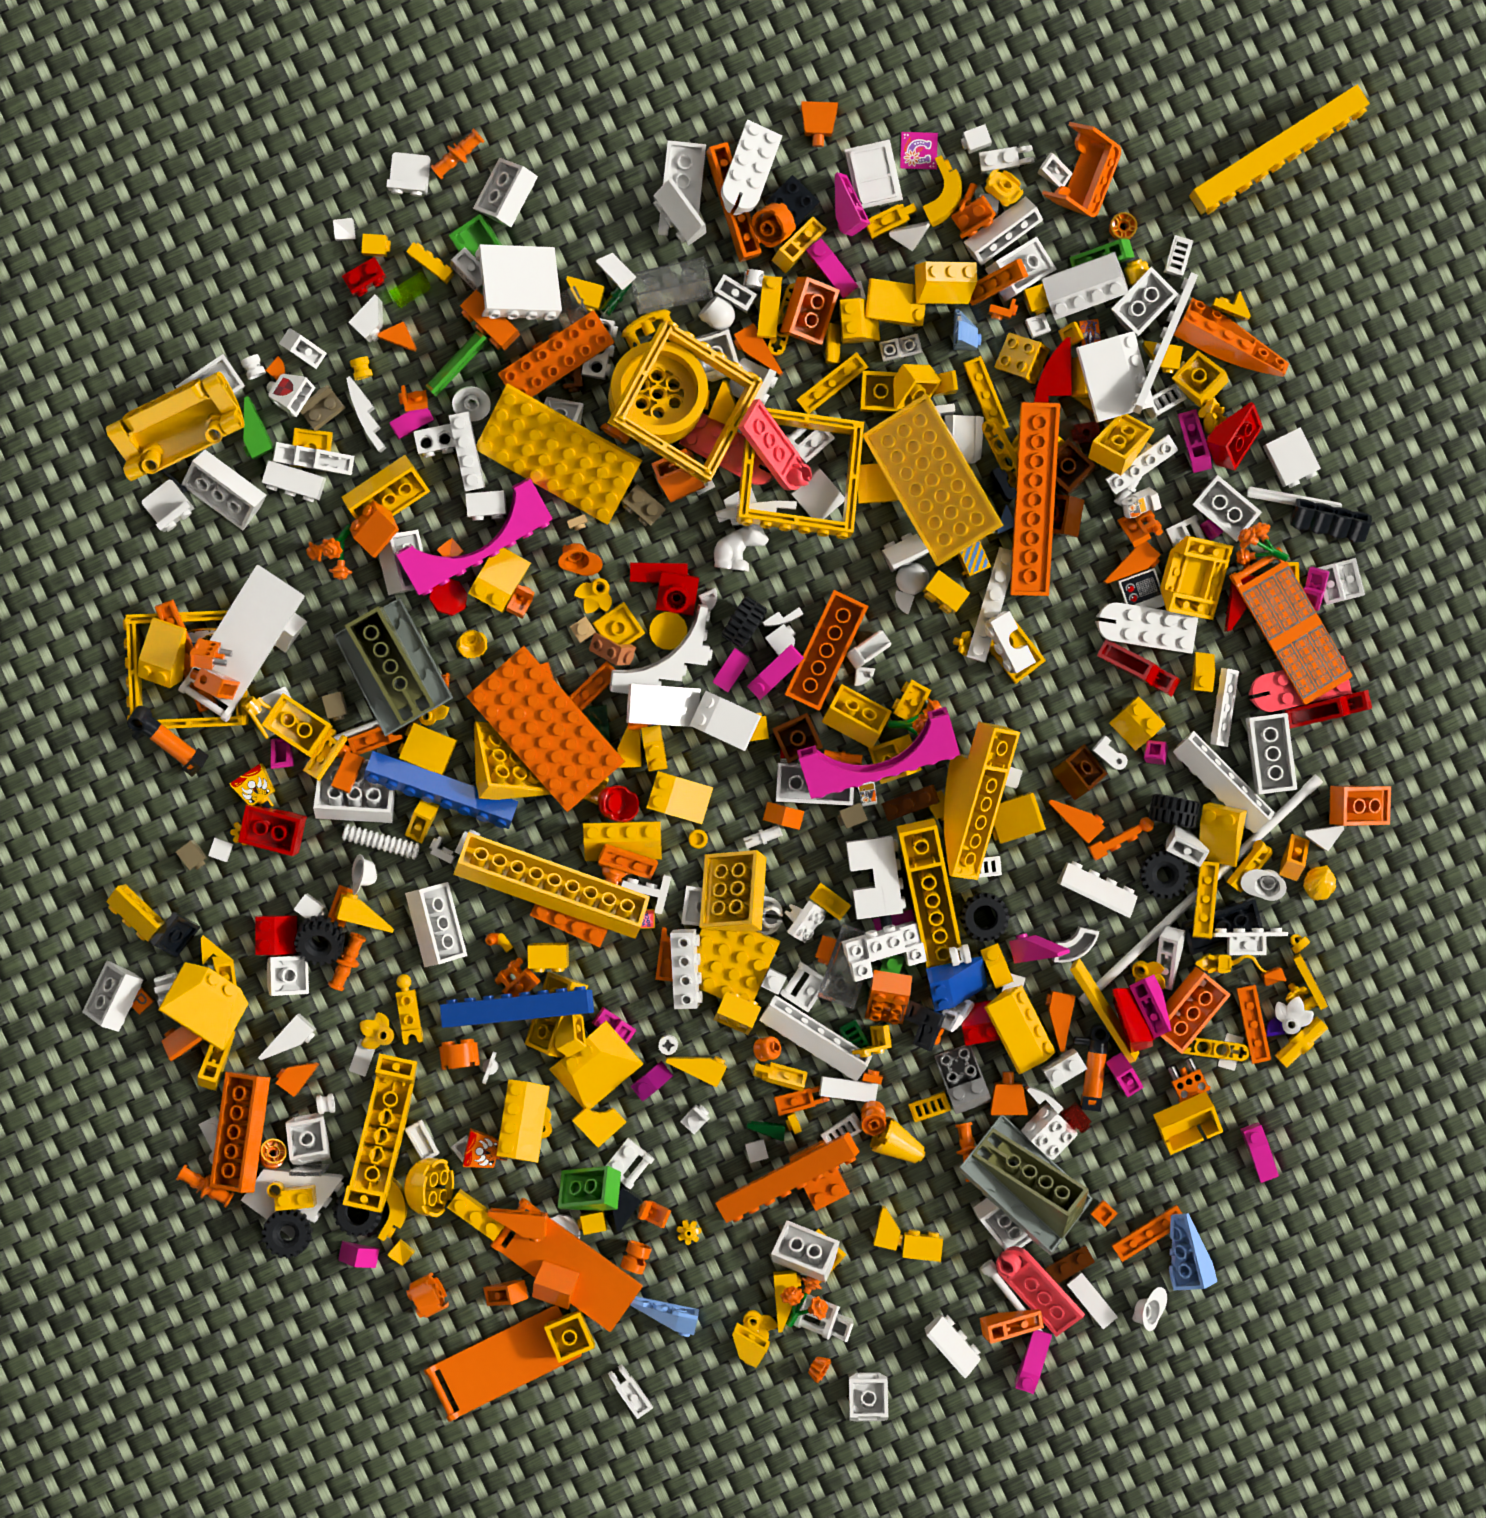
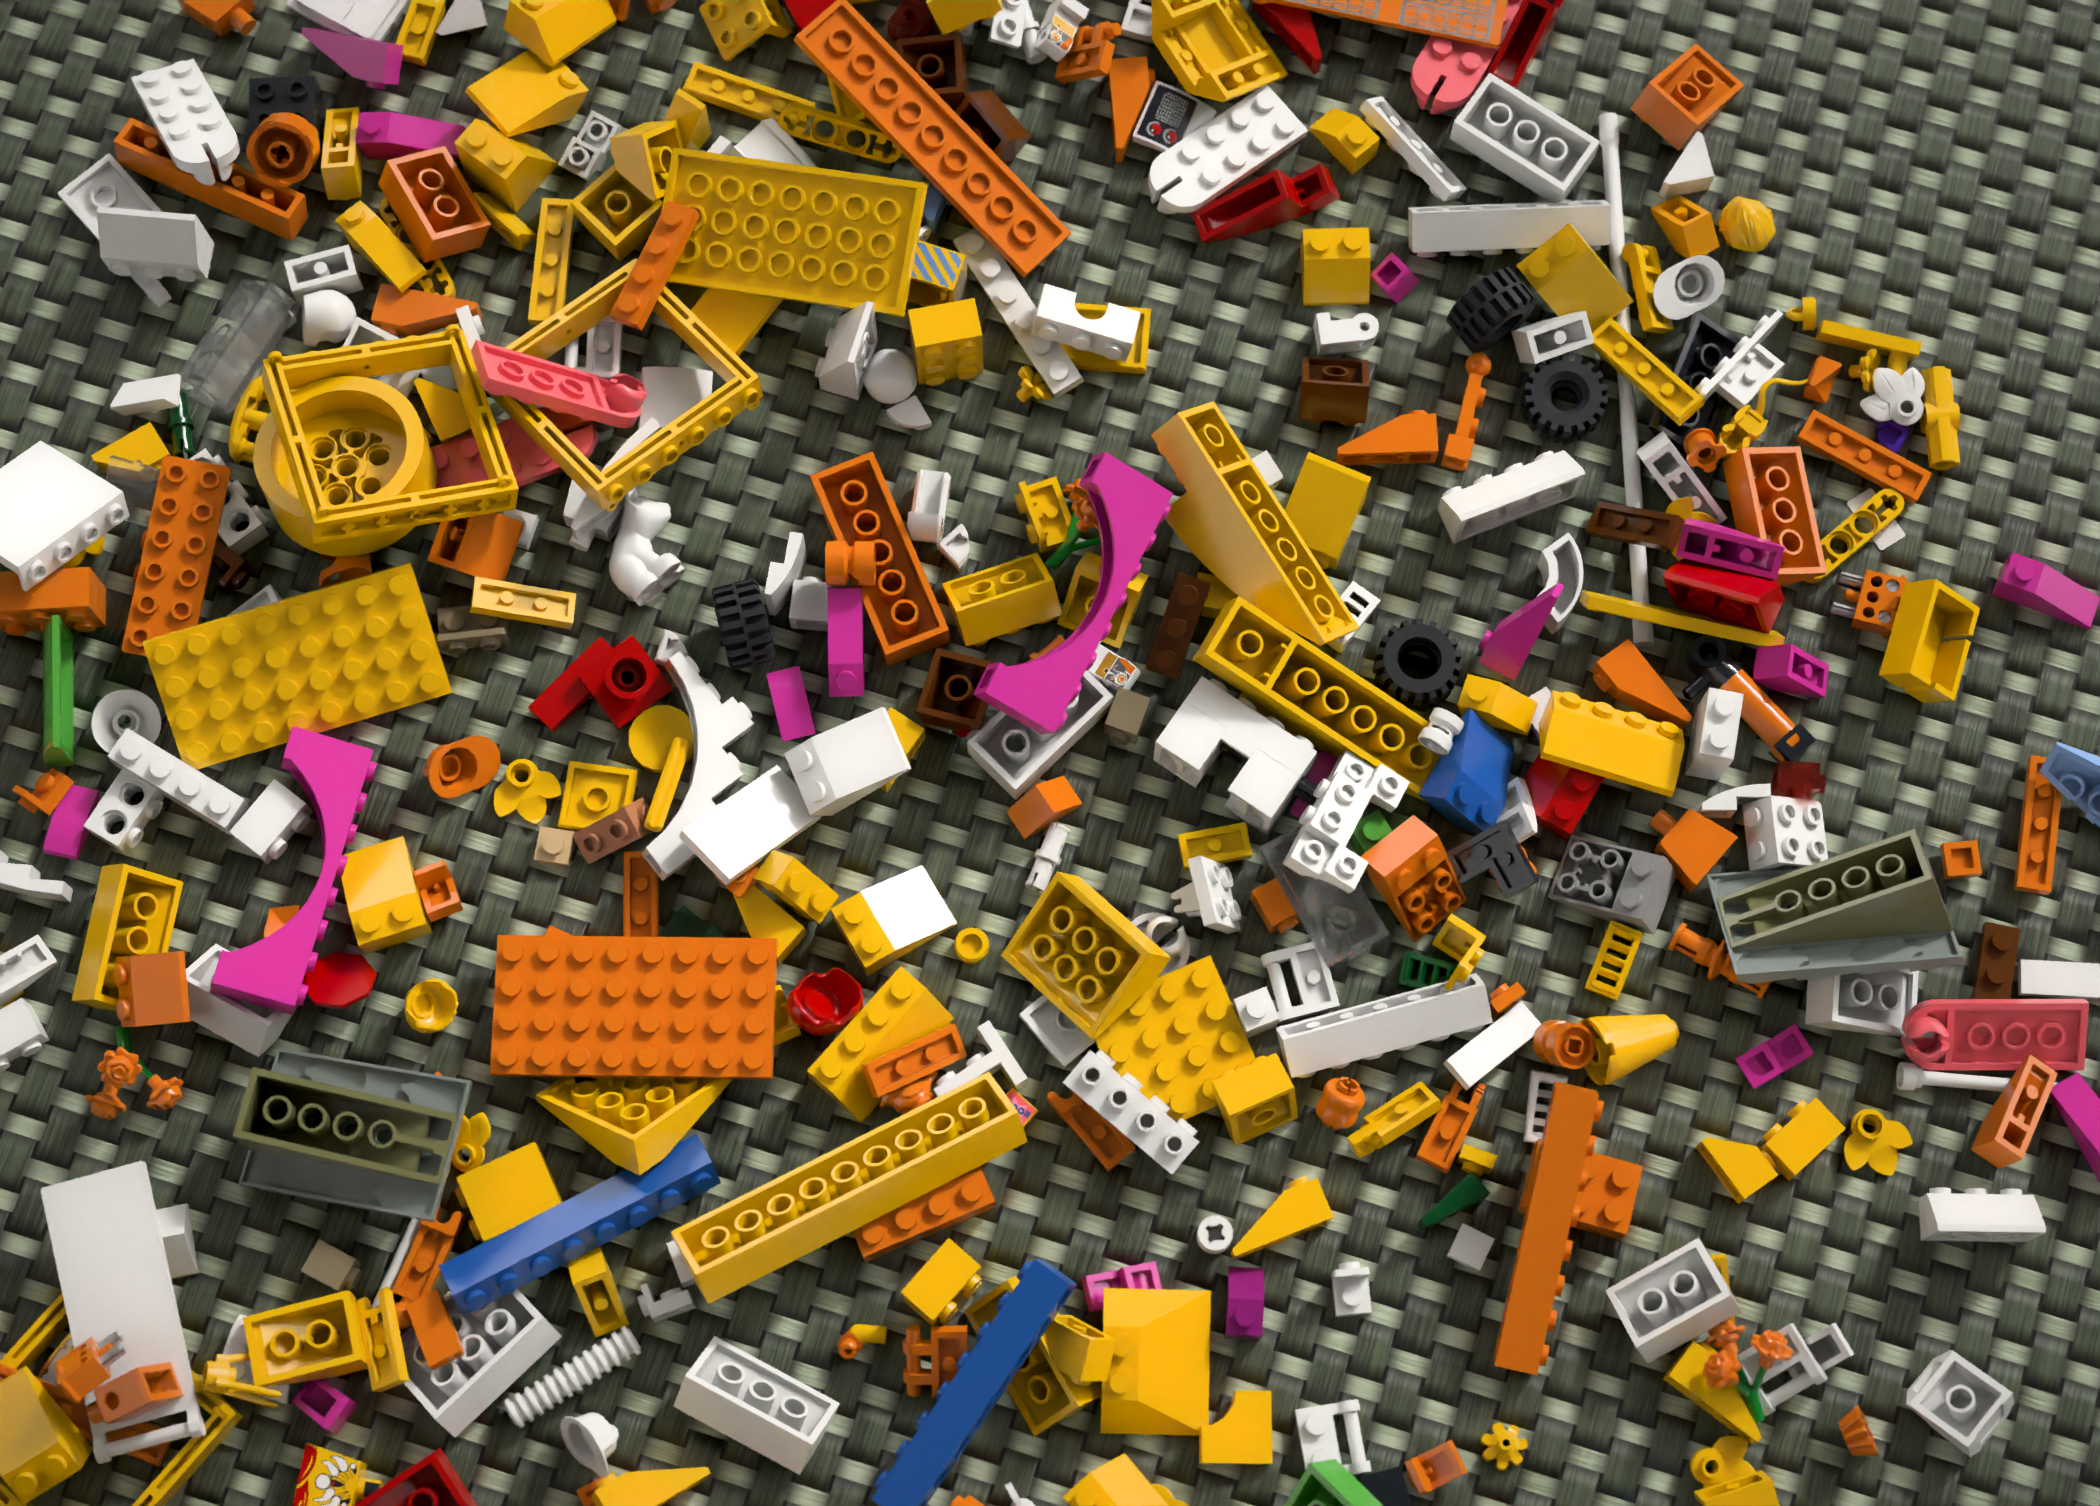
camera: 50 degrees left, 15 degrees down
(578, 522) = (411, 726): tan plate -> none
(649, 654) = (667, 784): none -> yellow axle
(671, 519) = (523, 603): none -> yellow plate
(753, 279) = (327, 233): white leg -> none
(808, 645) = (850, 563): none -> orange wheel
(866, 436) = (654, 265): none -> orange plate
(946, 1279) = (1875, 1148): none -> yellow plate
(948, 1206) = (1774, 1056): none -> dark pink slope
(965, 333) = (643, 48): light blue wedge -> none
(1000, 478) = (869, 159): black plate -> none
(1129, 956) = (1635, 526): none -> reddish brown plate
(1192, 954) = (1702, 449): none -> orange brick

